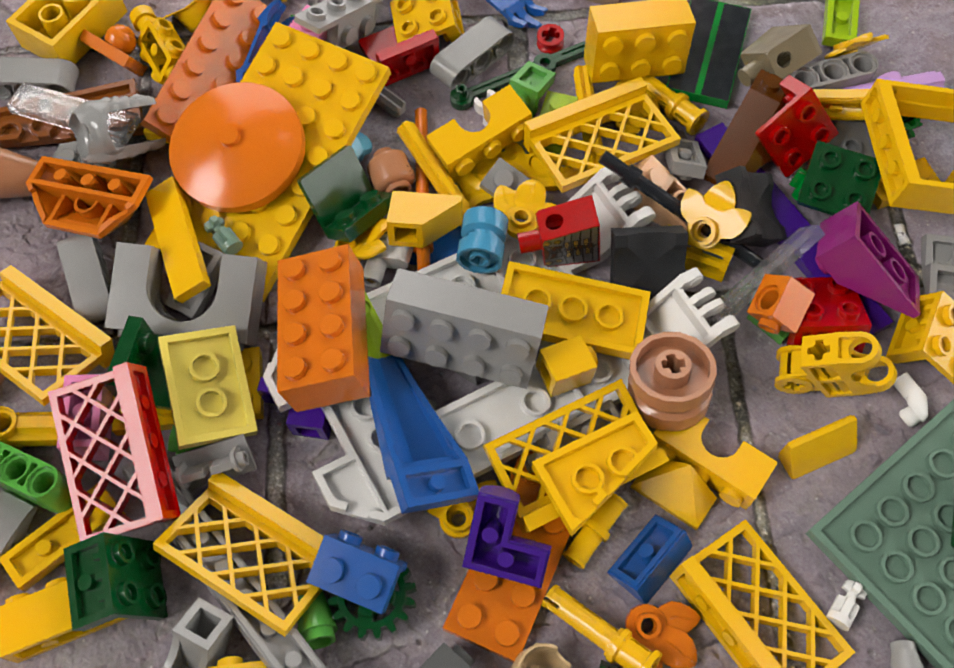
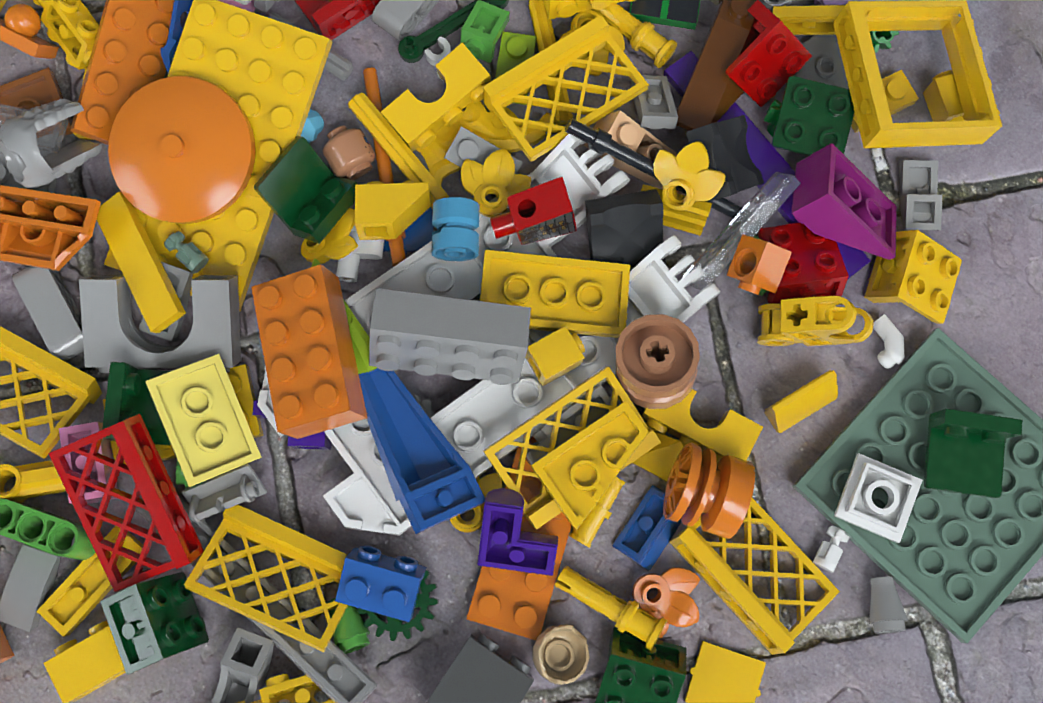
camera: 10 degrees left, 15 degrees up
(726, 519) = (709, 490): none -> orange wheel
(880, 560) = (857, 504): none -> white piece

